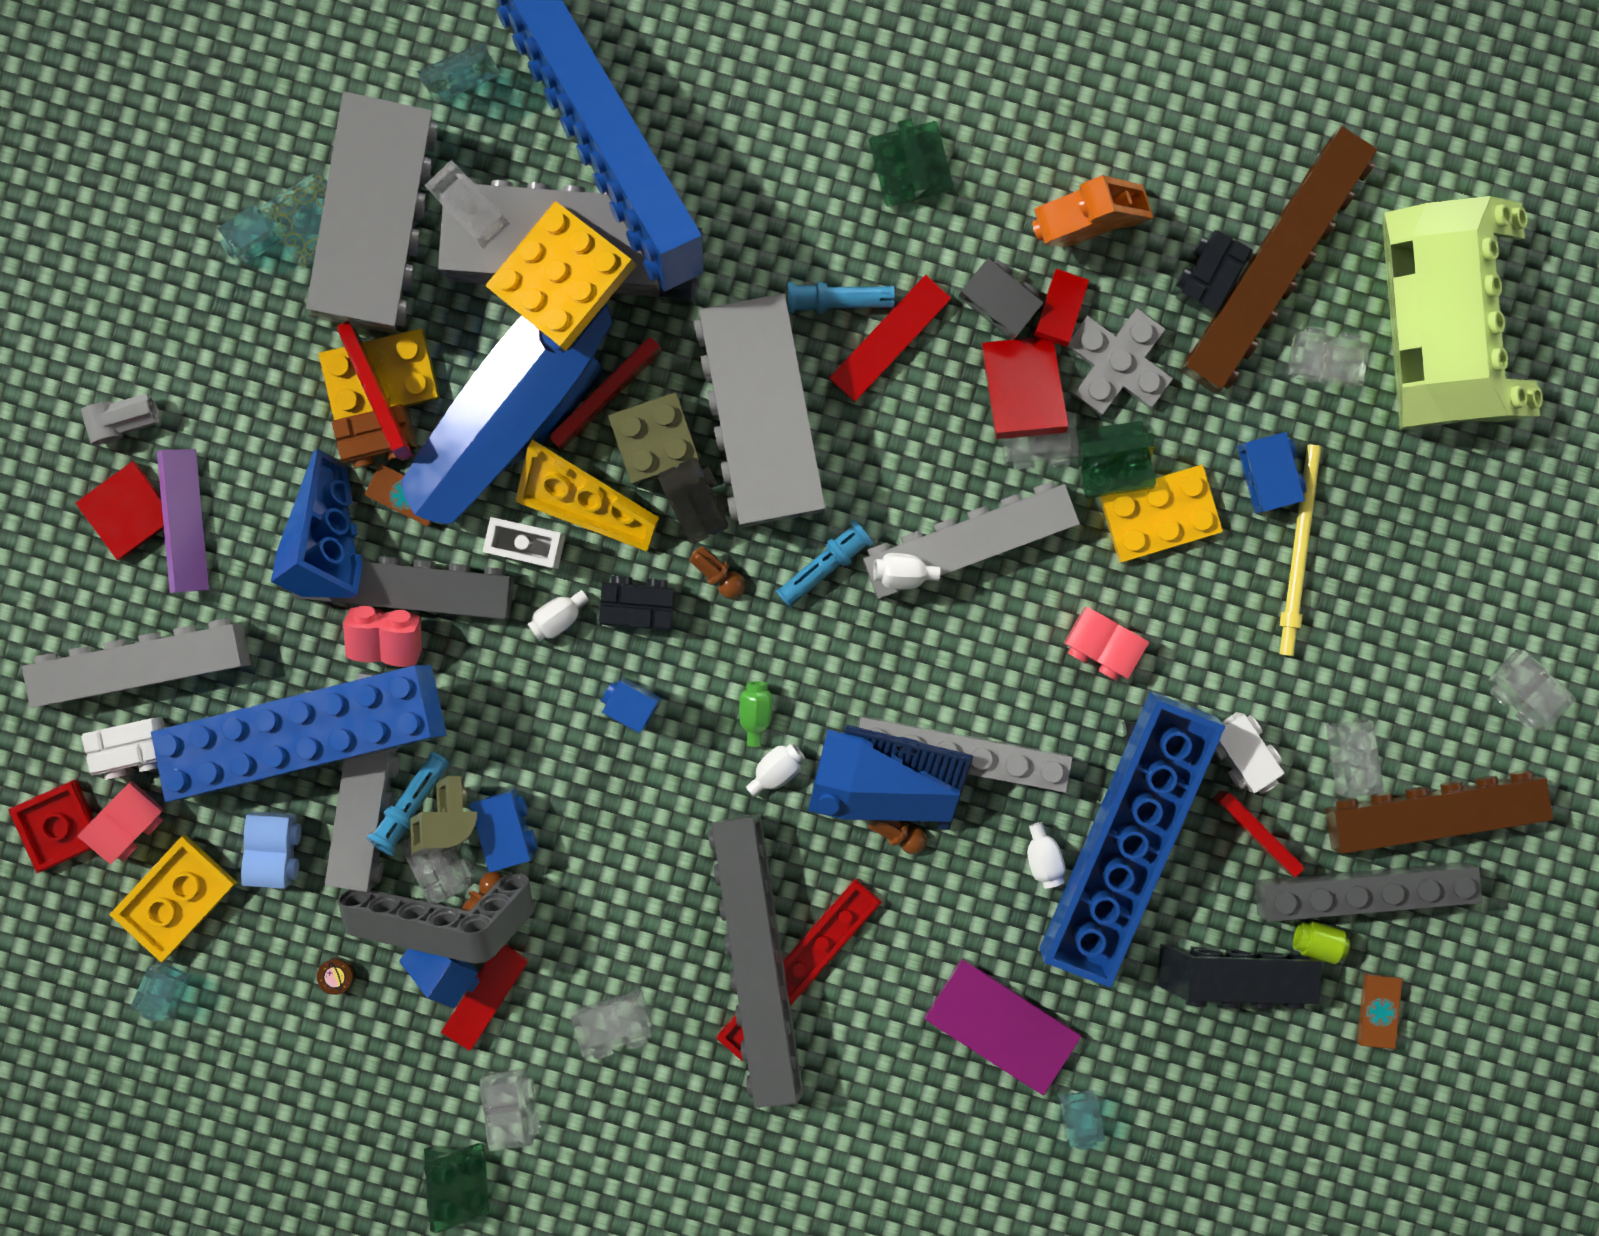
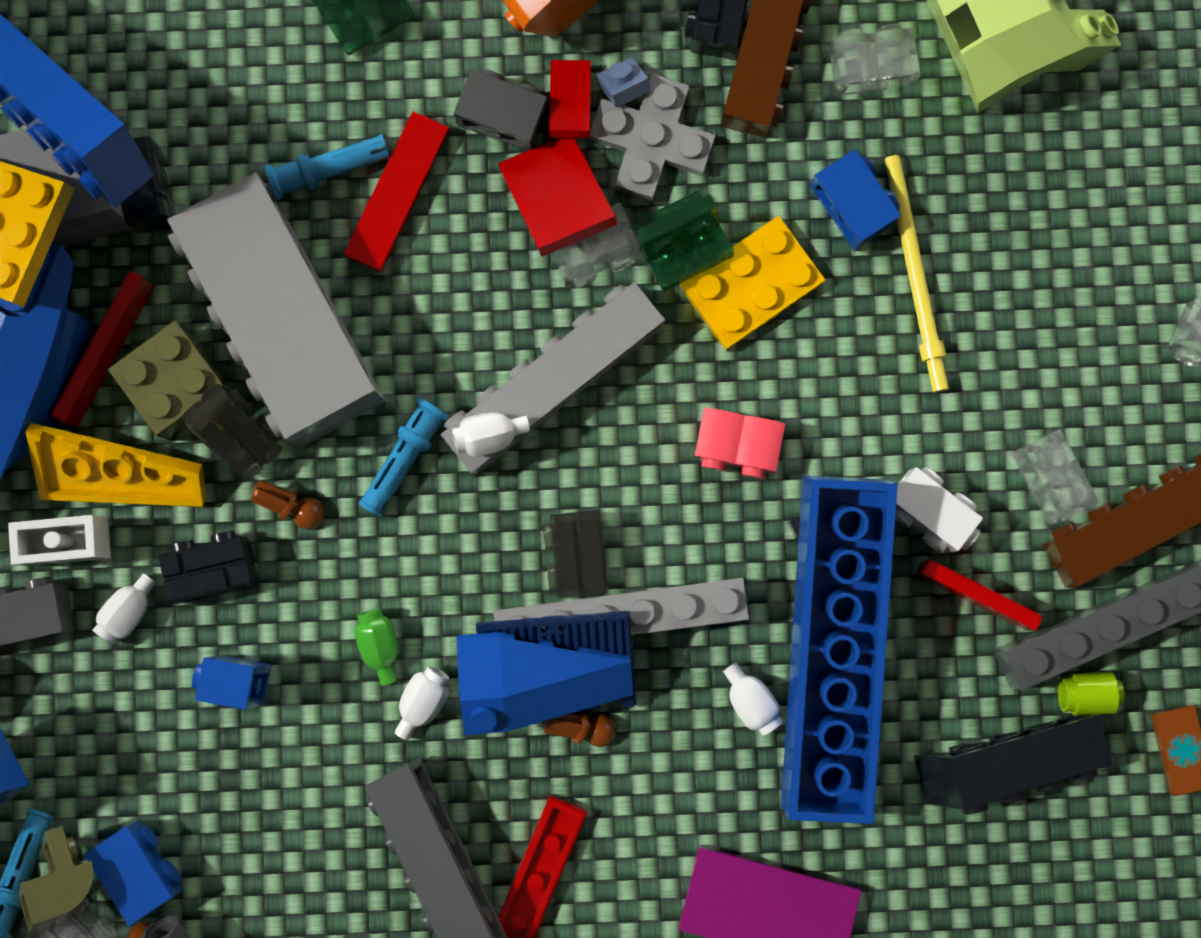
camera: 10 degrees left, 5 degrees down
(942, 692) = (577, 554): none -> clear smoke brick
(1111, 308) = (623, 82): none -> sand blue plate

